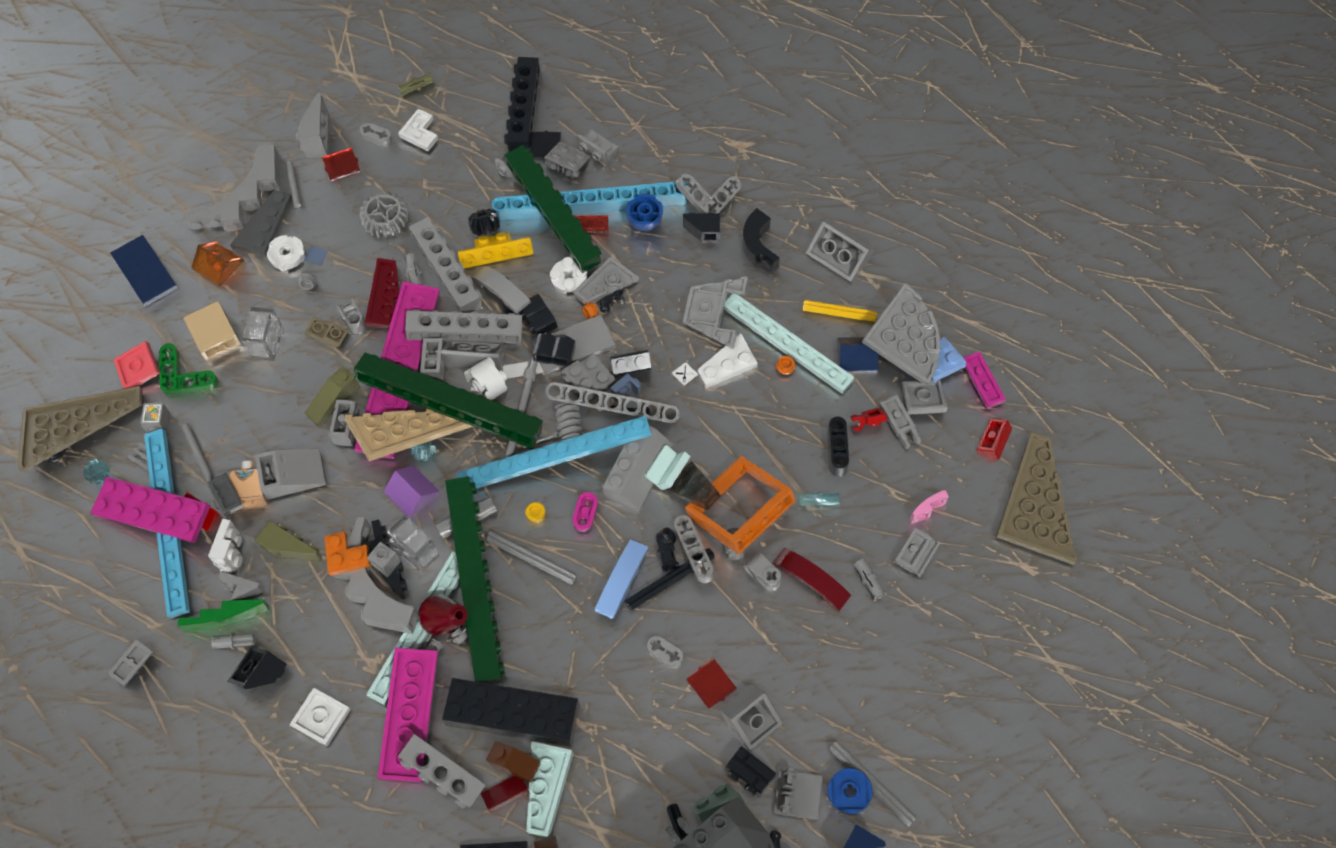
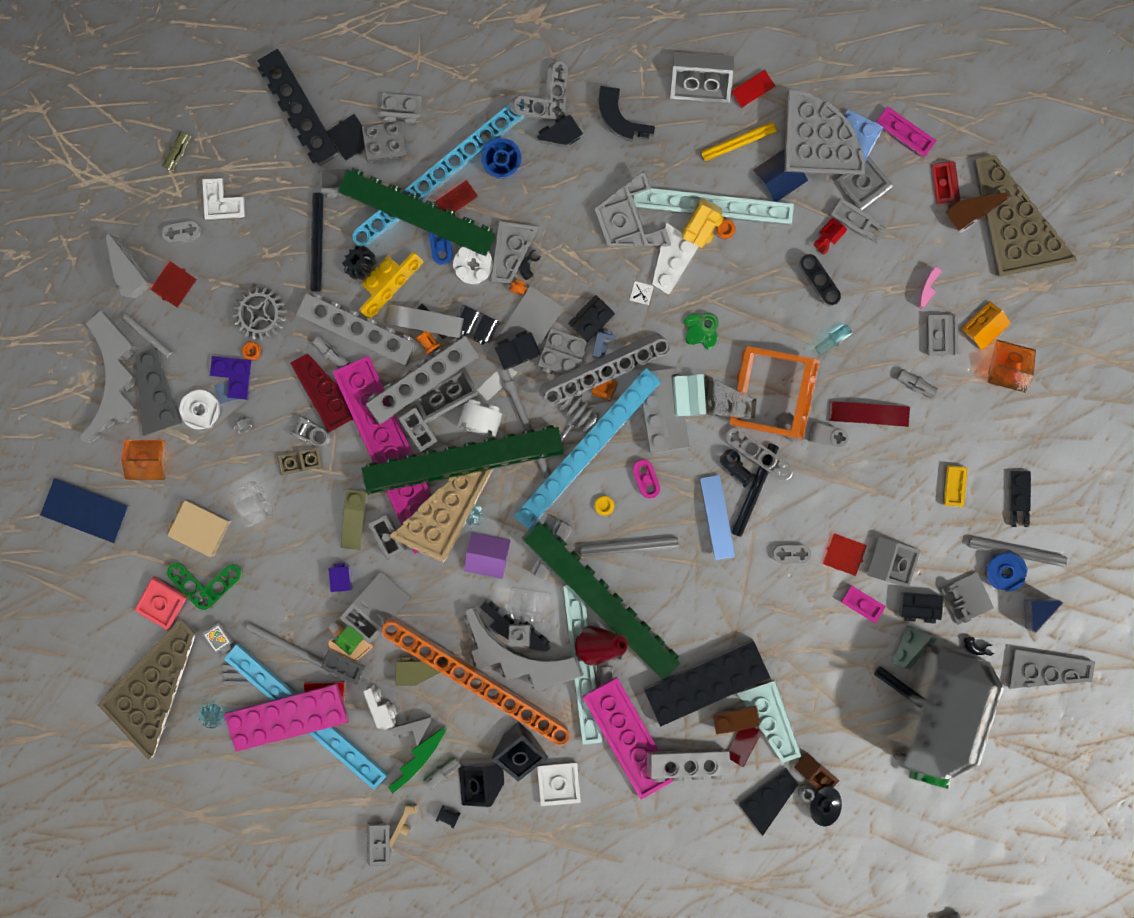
camera: 35 degrees left, 25 degrees up
(162, 664) = (401, 828): none -> tan piece
(206, 681) = (448, 816): none -> black bush
(247, 476) = (349, 640): none -> bright green slope
(283, 433) = (340, 577): none -> dark purple brick
(307, 664) = (519, 752): none -> black slope
(326, 583) = (465, 680): none -> orange beam
(334, 246) = (238, 373): none -> dark purple plate
(342, 559) = (480, 655): orange plate -> none
(354, 233) = (256, 350): none -> orange plate
(465, 195) = (316, 242): none -> black axle
(491, 304) = (428, 342): none -> orange bush
(552, 249) = (438, 246): none -> blue plate
(599, 418) = (605, 390): none -> orange plate
(698, 736) = (863, 604): none -> dark pink plate
(711, 427) = (699, 332): none -> green plate
(769, 345) = (702, 223): none -> yellow brick
(849, 686) = (955, 486): none -> yellow plate
(876, 282) = (753, 89): none -> red tile
(904, 733) = (1020, 496): none -> black hinge
(962, 569) = (986, 325): none -> light orange panel
(963, 615) = (1012, 366): none -> clear orange slope
(1007, 466) = (968, 211): none -> reddish brown slope

